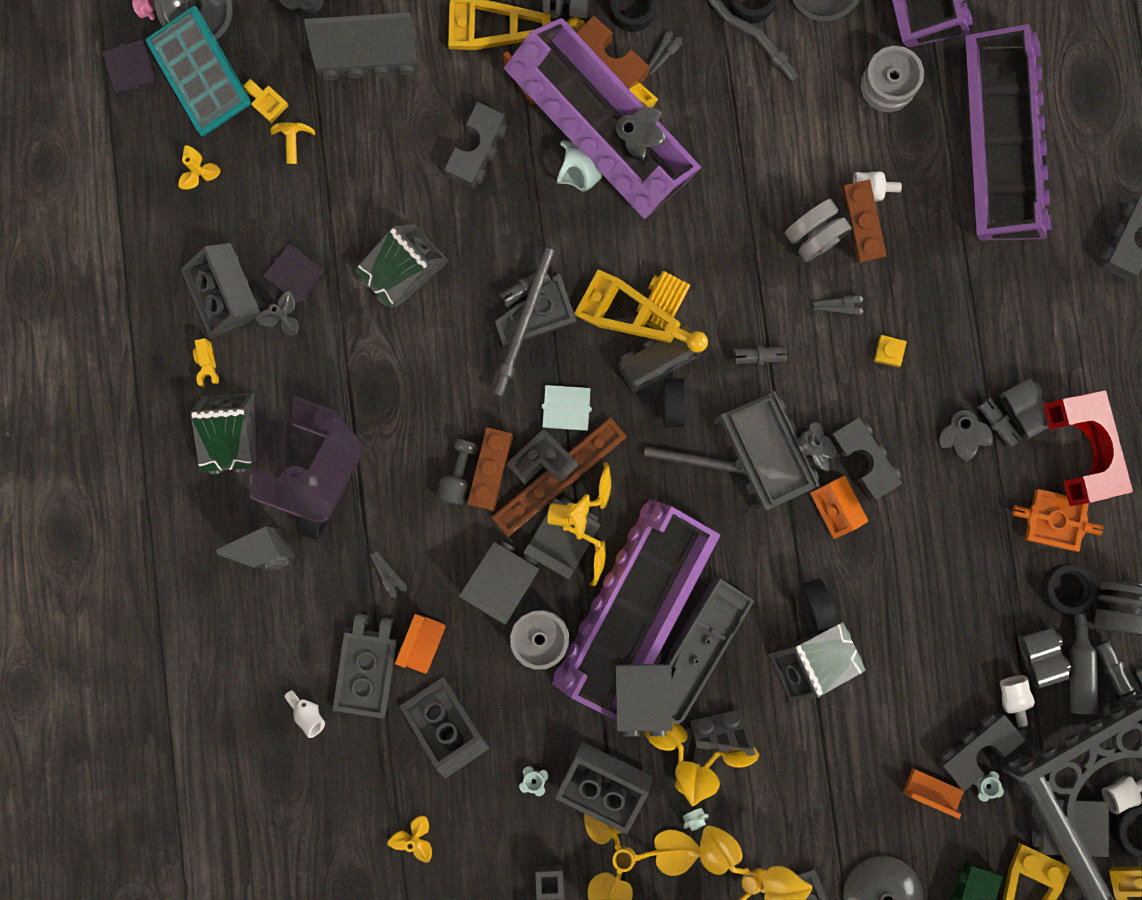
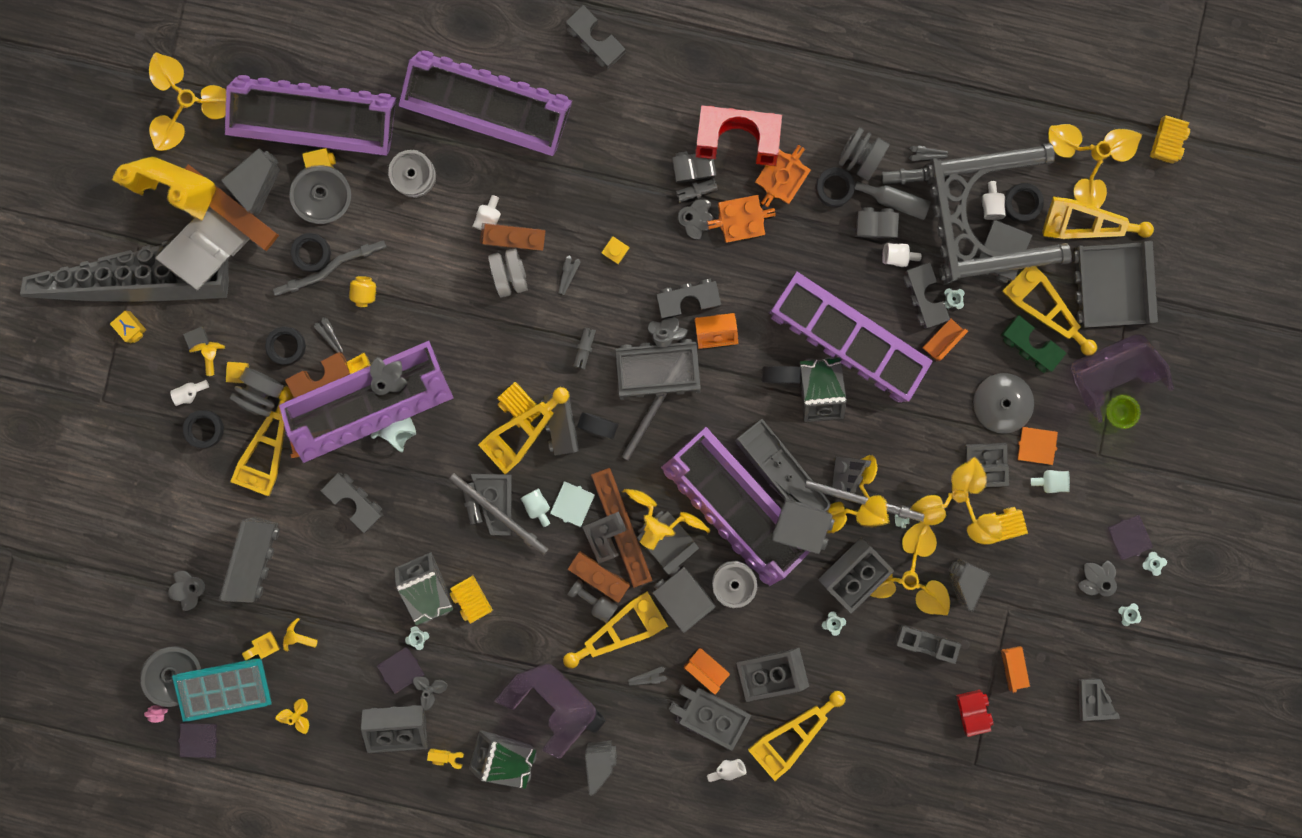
camera: 70 degrees left, 5 degrees up
(336, 272) = (410, 640): none -> light aqua plate
(339, 760) = (767, 755): none -> yellow plate
(403, 841) = (842, 732): yellow plant -> none
(408, 325) = (471, 599): none -> yellow brick
(466, 545) = (647, 613): none -> yellow plate
(548, 365) = (536, 506): none -> light aqua piece
(704, 818) = (902, 512): none -> flat silver bar
(730, 71) = (362, 291): none -> yellow head
(895, 675) = (851, 338): none -> window
(986, 488) = (741, 218): none -> orange plate

